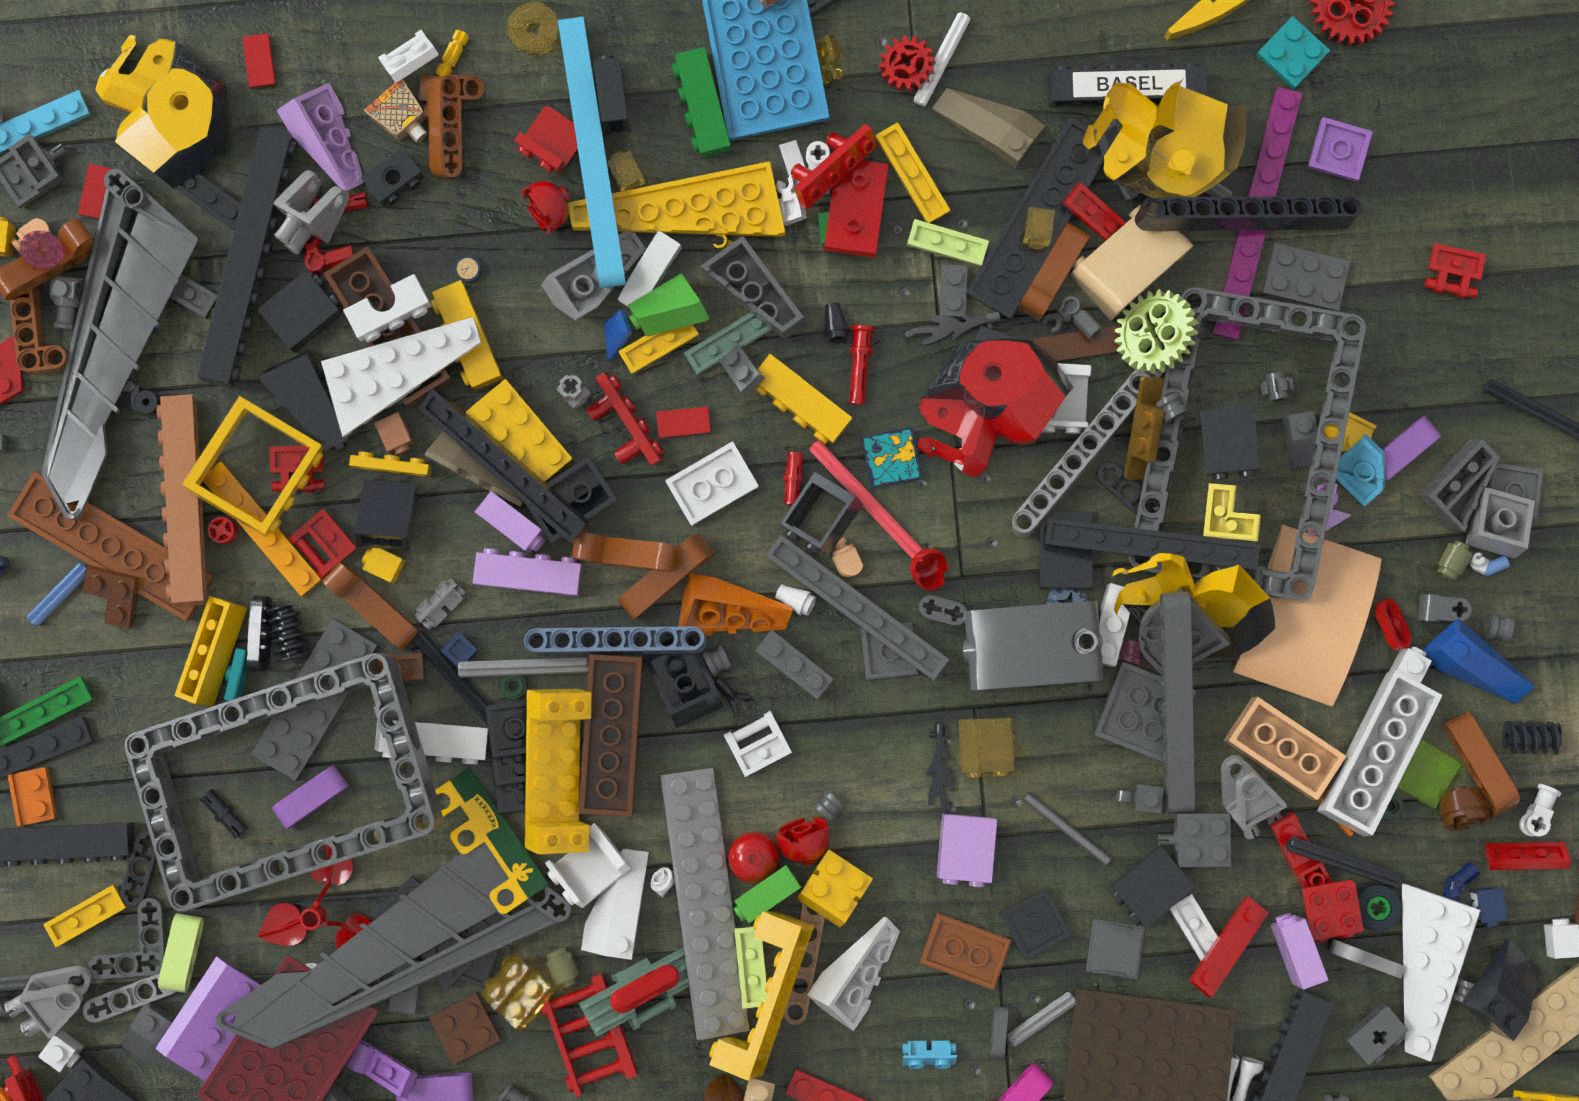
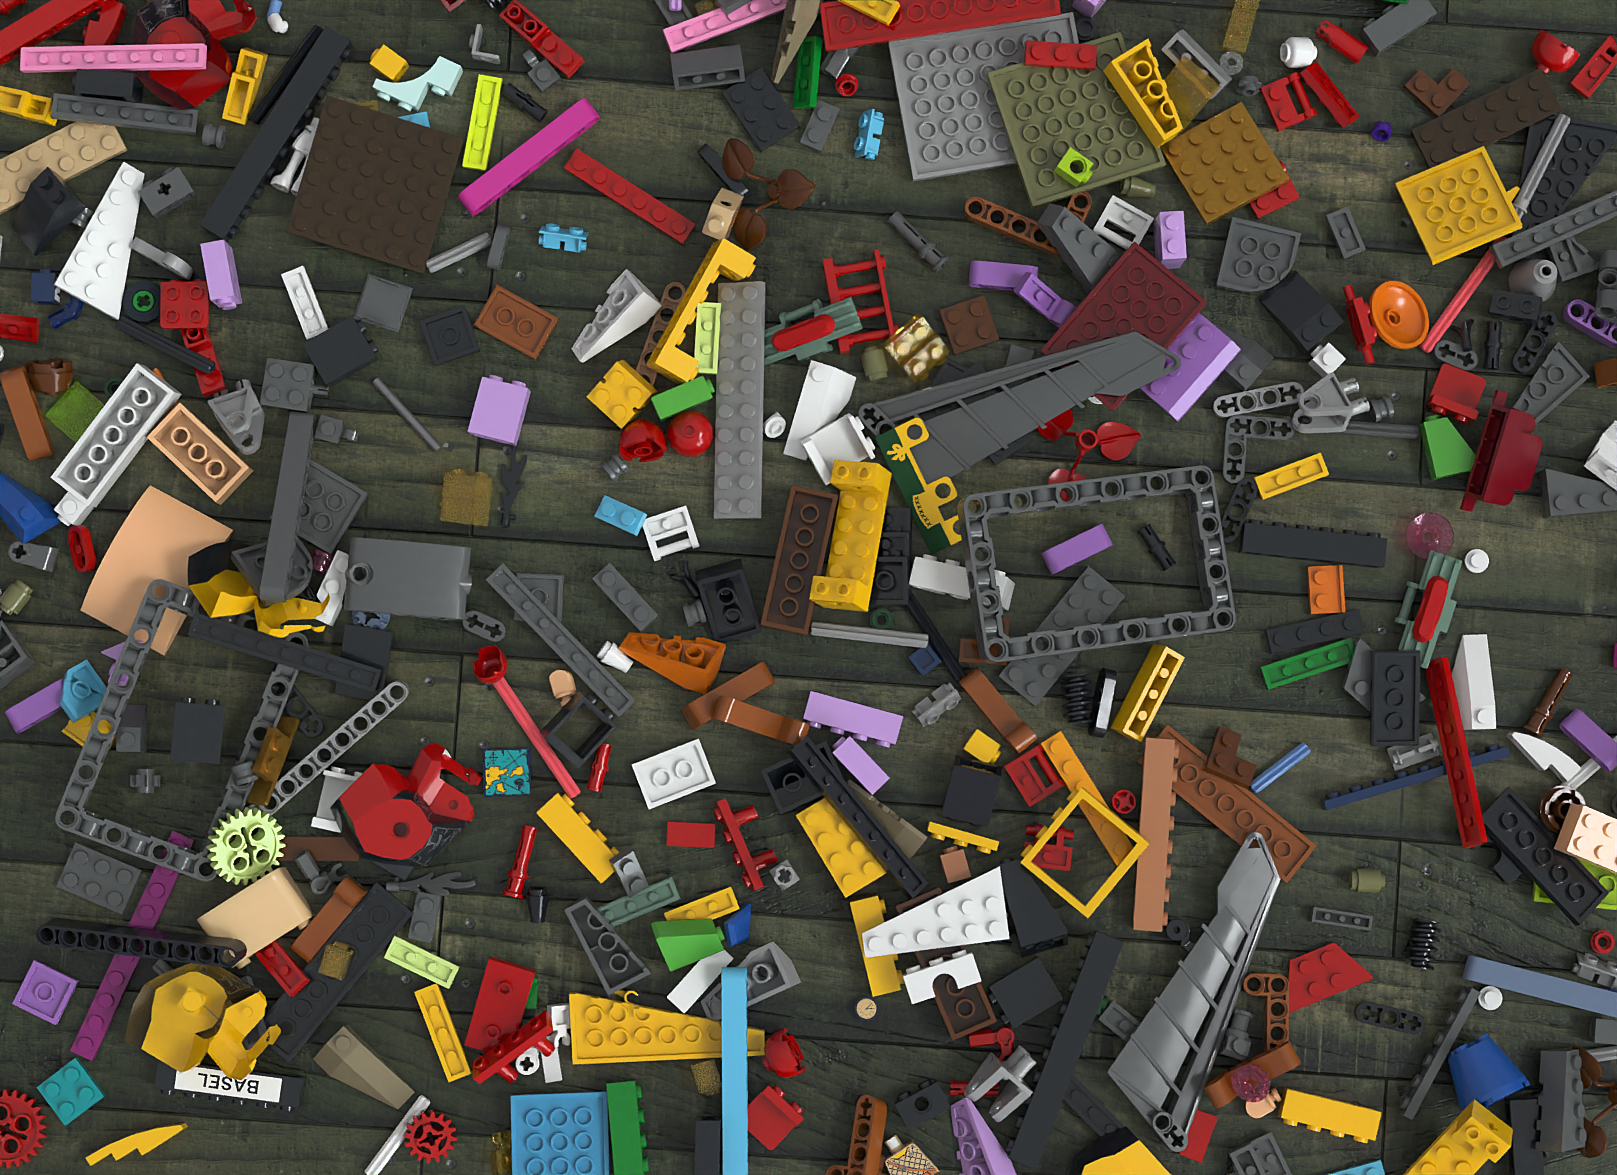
camera: 175 degrees left, 0 degrees up
(181, 953) = (1209, 429): yellowish green beam -> none
(236, 675) = (1128, 668): teal plate -> none
(604, 634) = (793, 649): sand blue beam -> none
(814, 754) = (620, 515): none -> medium azure plate
(1223, 521) = (218, 661): light yellow brick -> none
(1228, 947) = (282, 288): red plate -> none

